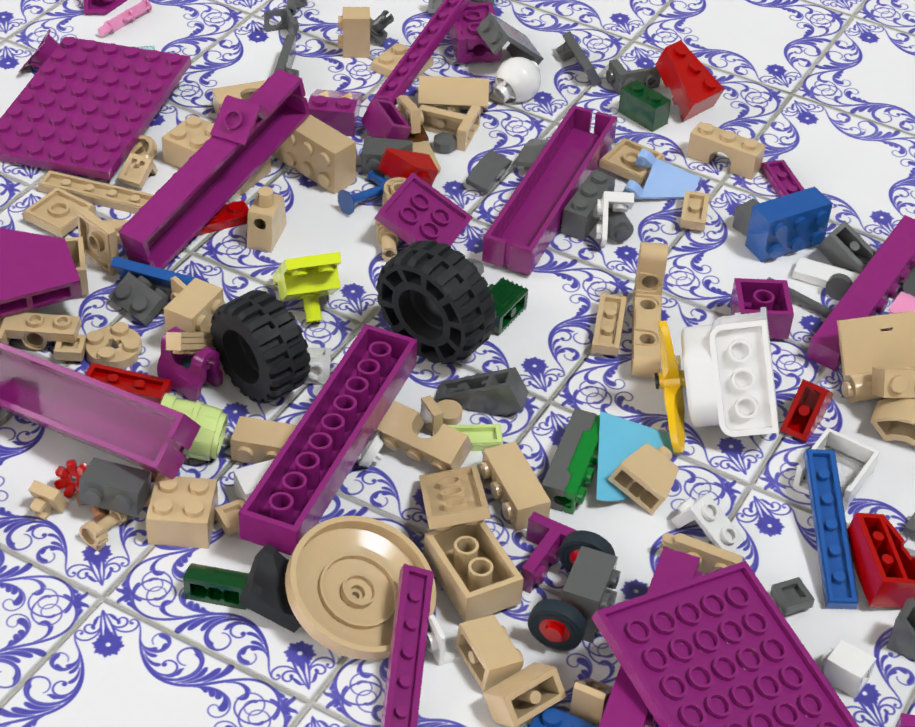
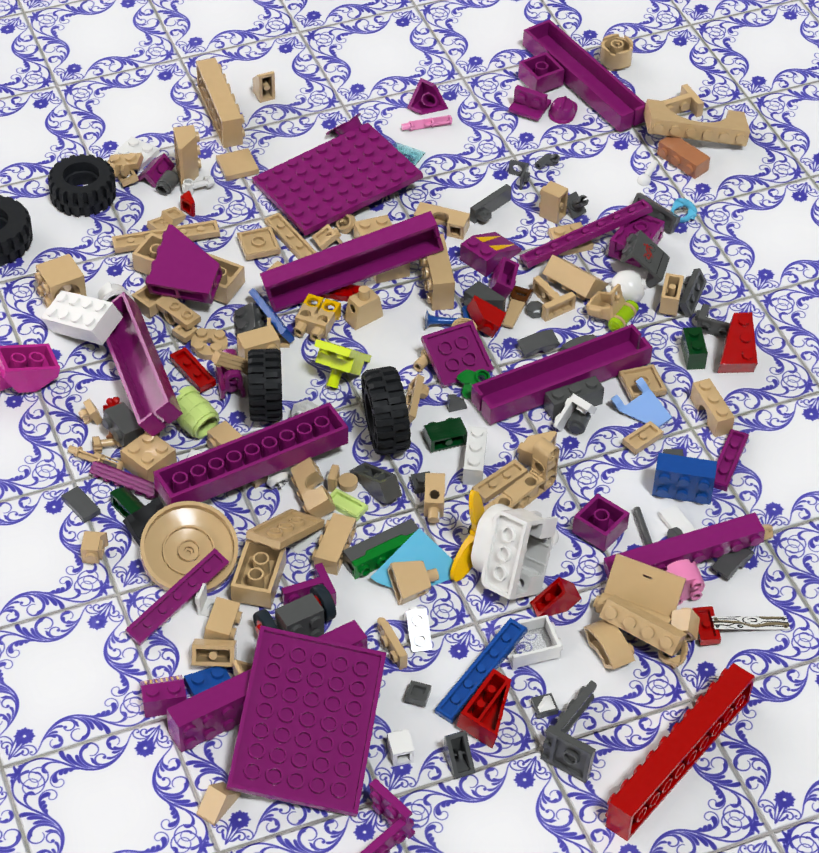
camera: 40 degrees right, 5 degrees up
(98, 239) = (254, 270): tan plate -> none
(108, 551) = (79, 453): none -> tan piece
(146, 619) = (81, 504): none -> dark grey tile
(176, 554) = (123, 478): none -> magenta piece
(219, 258) = (317, 318): none -> tan hips
(224, 661) = (93, 546): none -> tan window
(237, 119) = (375, 233): magenta piece -> none
(411, 113) = (526, 278): tan hinge -> none
(468, 238) = (469, 378): none -> green plate
(526, 104) = (612, 308): none -> tan piece
(530, 369) = (418, 482): none -> dark grey plate
(567, 66) = (671, 294): none -> tan brick
(569, 373) = (434, 496): none -> tan torso
(570, 319) = (474, 455): none -> white arch
(610, 273) = (525, 448): none -> tan slope
(846, 248) = (706, 511): dark grey slope -> none

